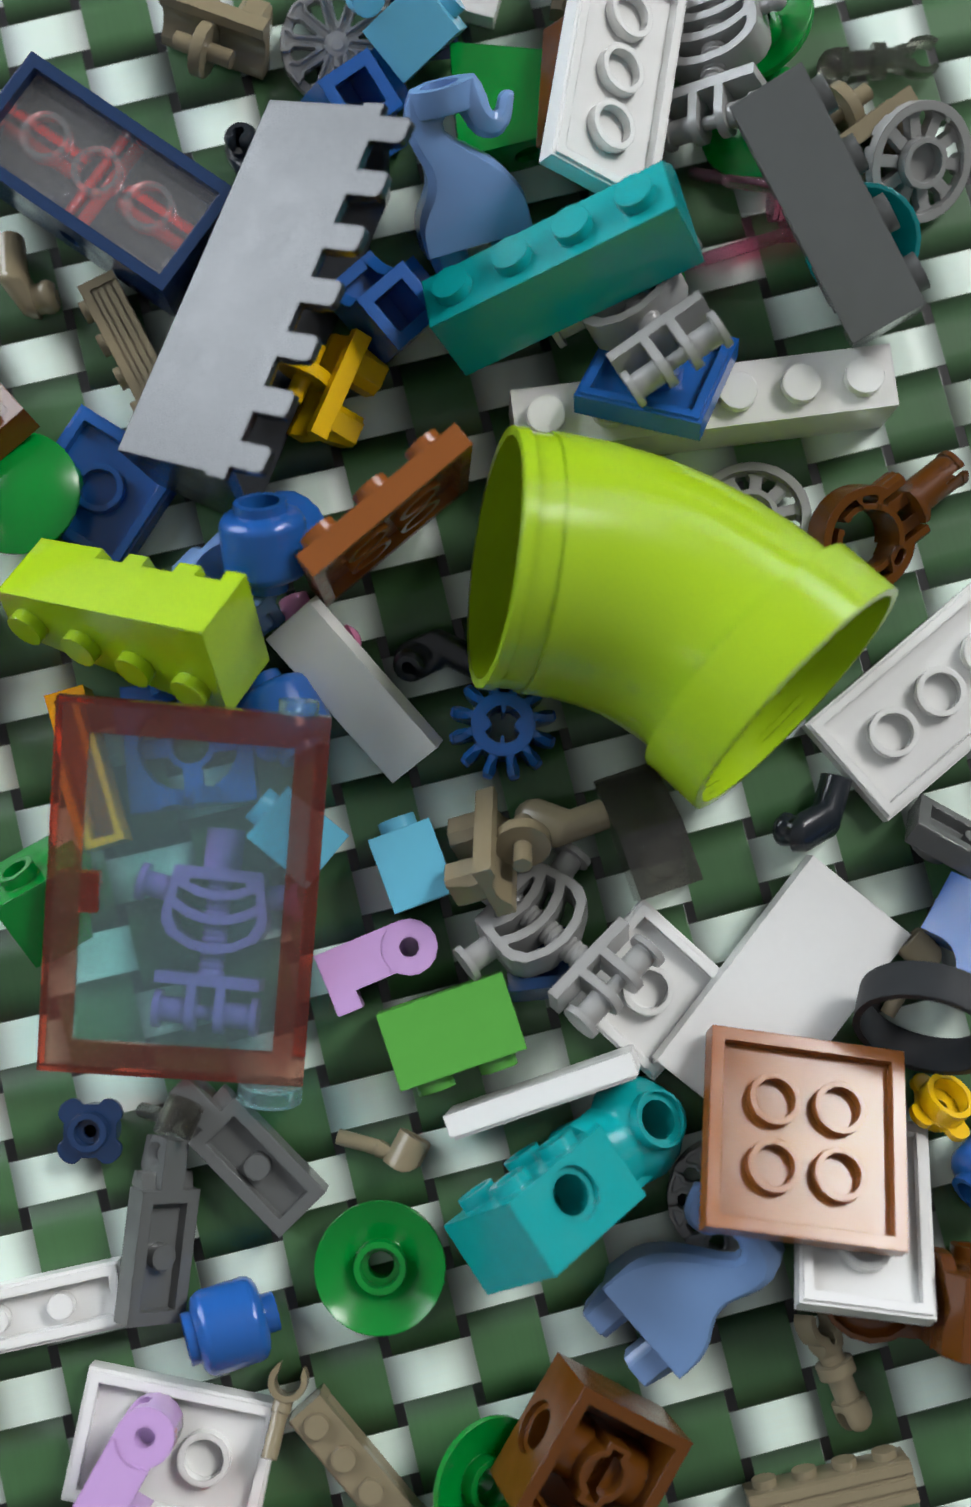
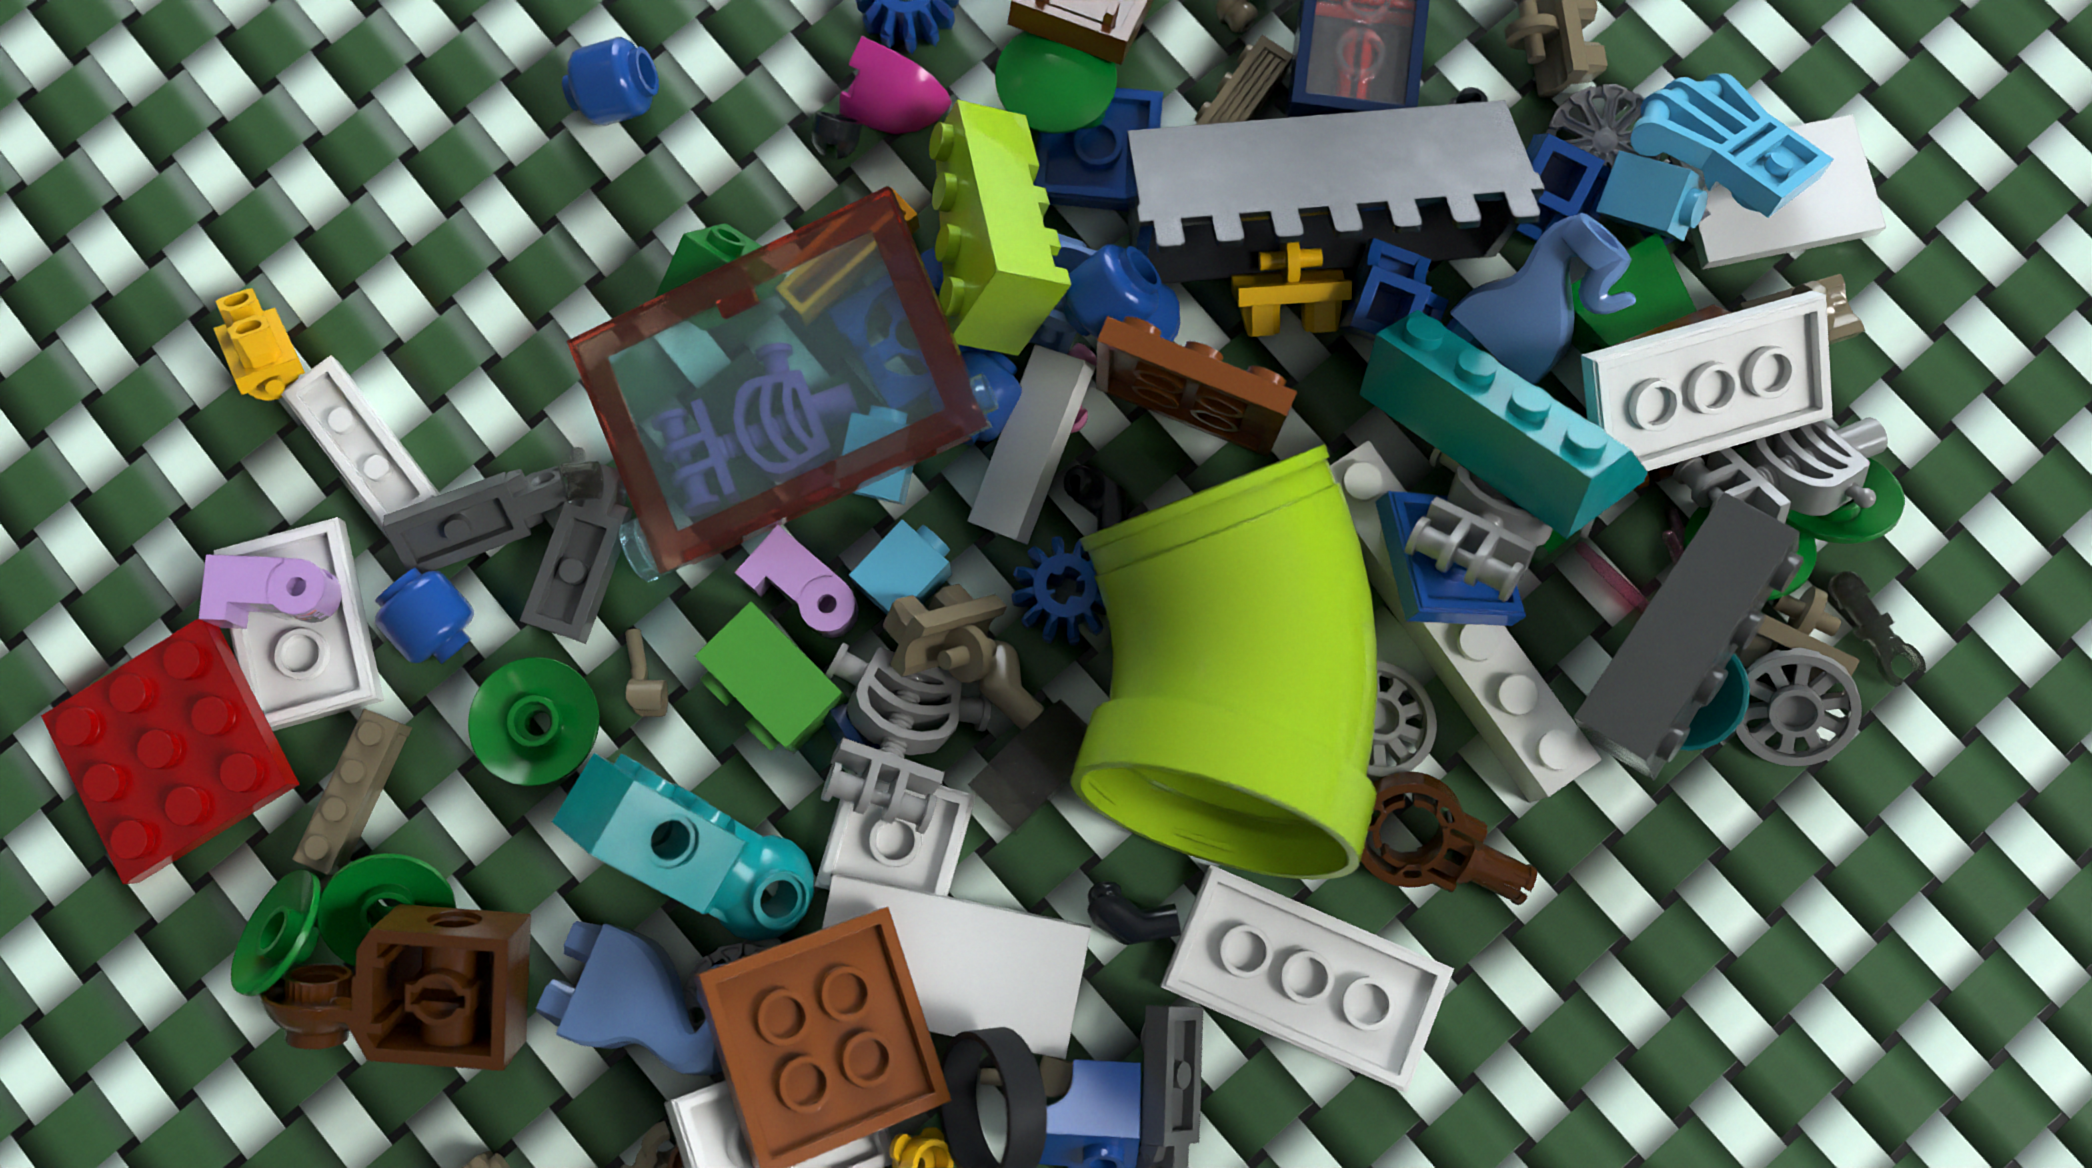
camera: 65 degrees right, 5 degrees down
(106, 1119) = (554, 425): dark blue plate -> none
(280, 1410) = (375, 697): dark tan hand -> none
(542, 1092) = (755, 787): white tile -> none

